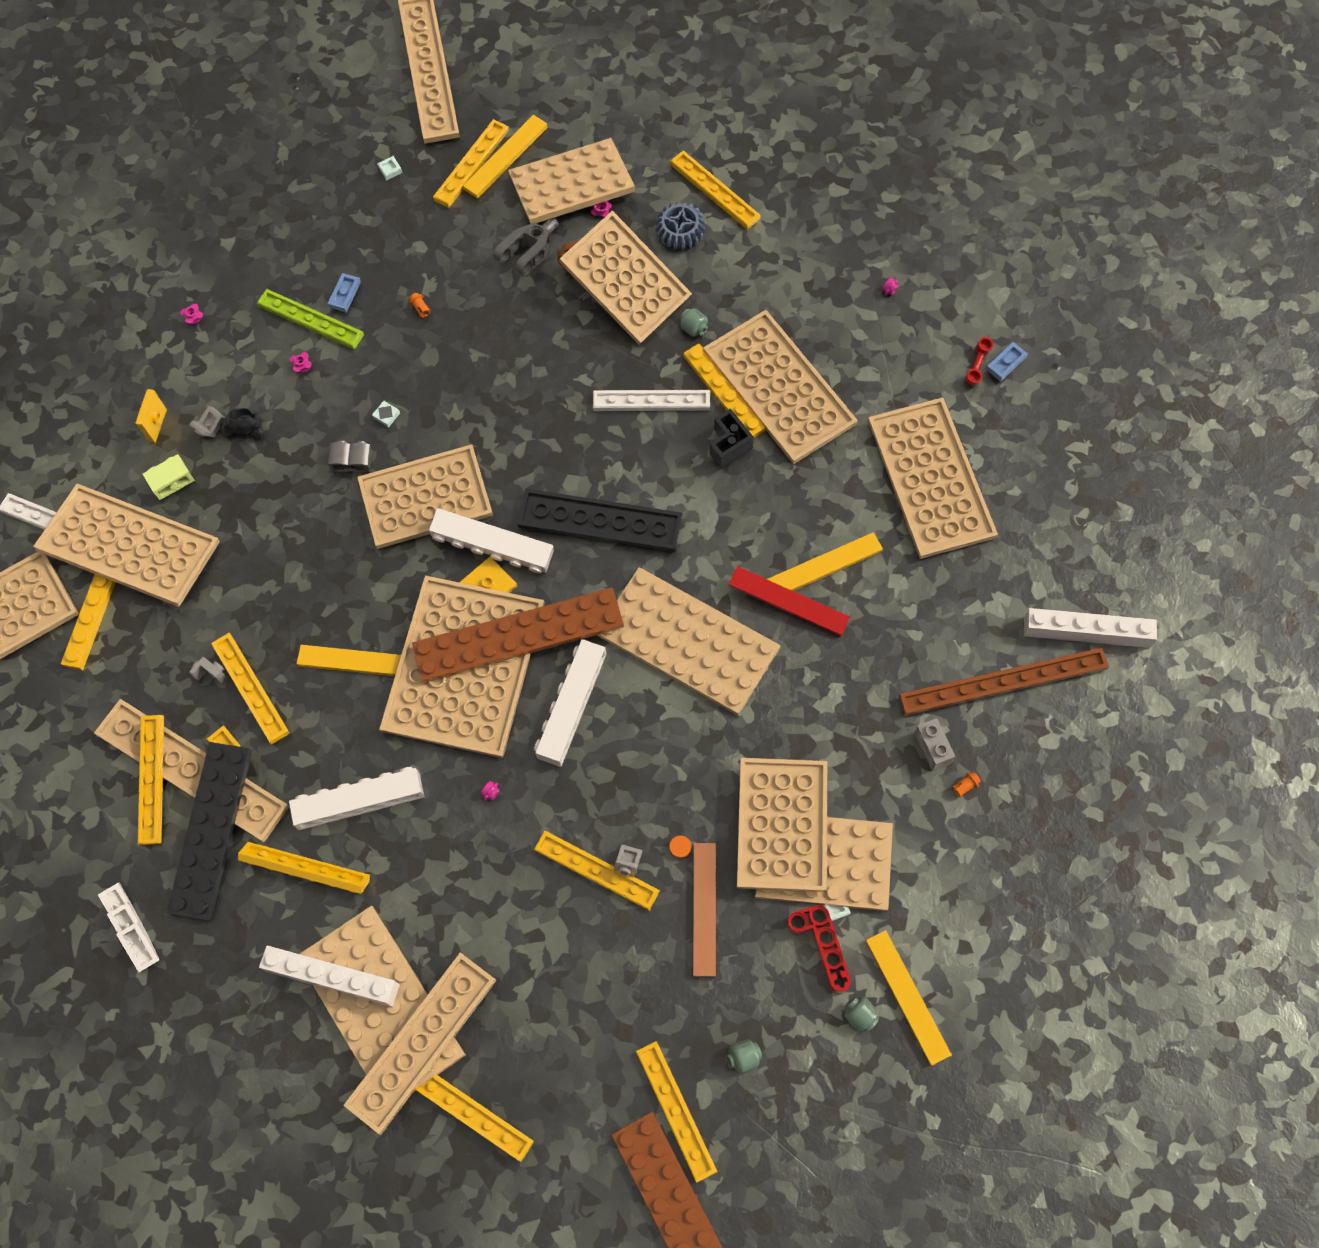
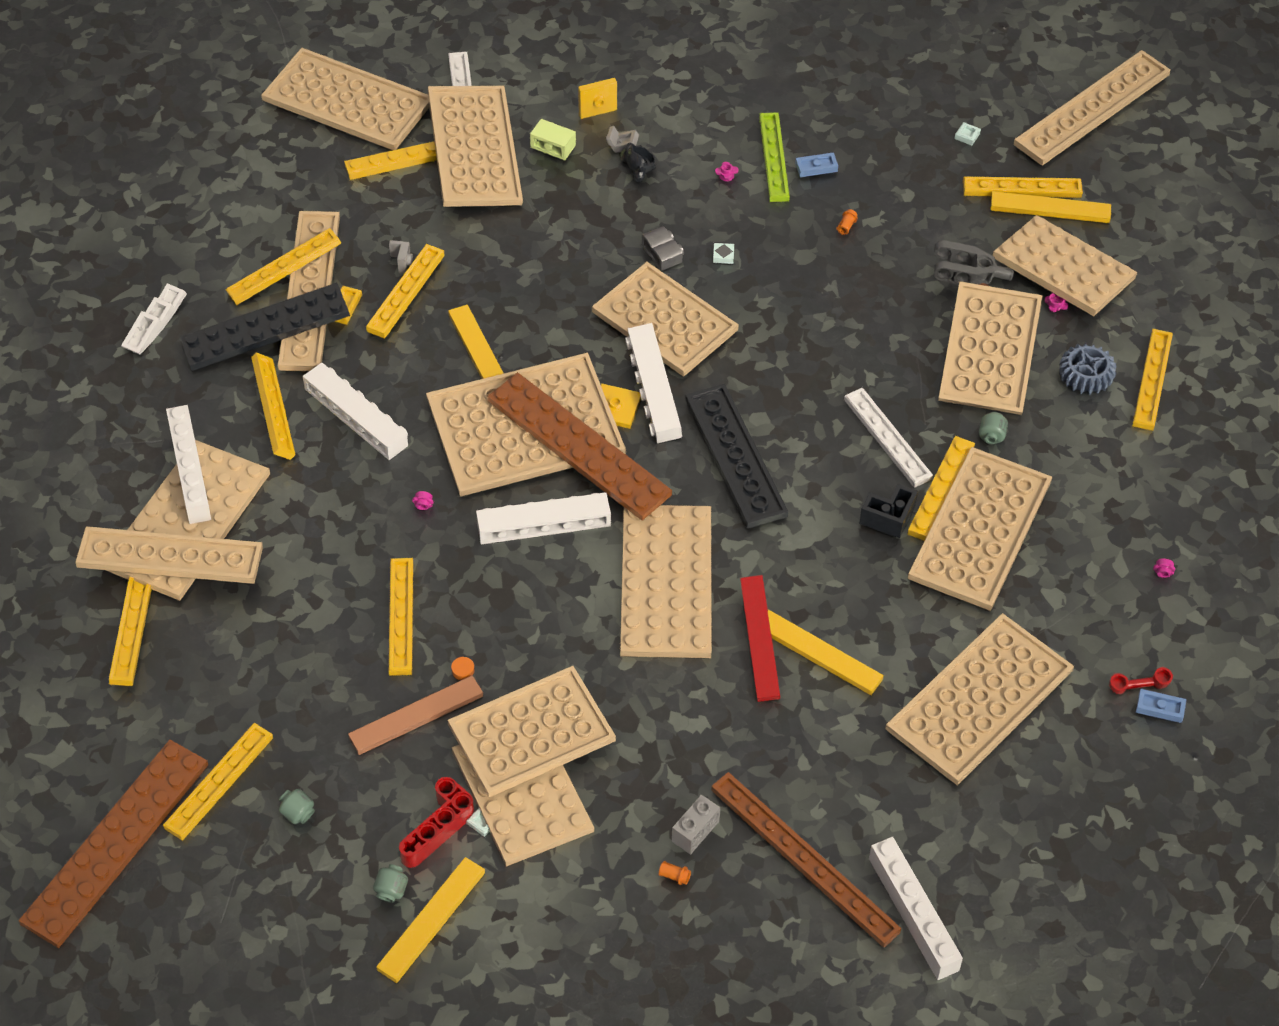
camera: 55 degrees right, 15 degrees down
(193, 318) = (715, 78): dark pink plate -> none
(627, 861) = (422, 631): light grey bracket -> none

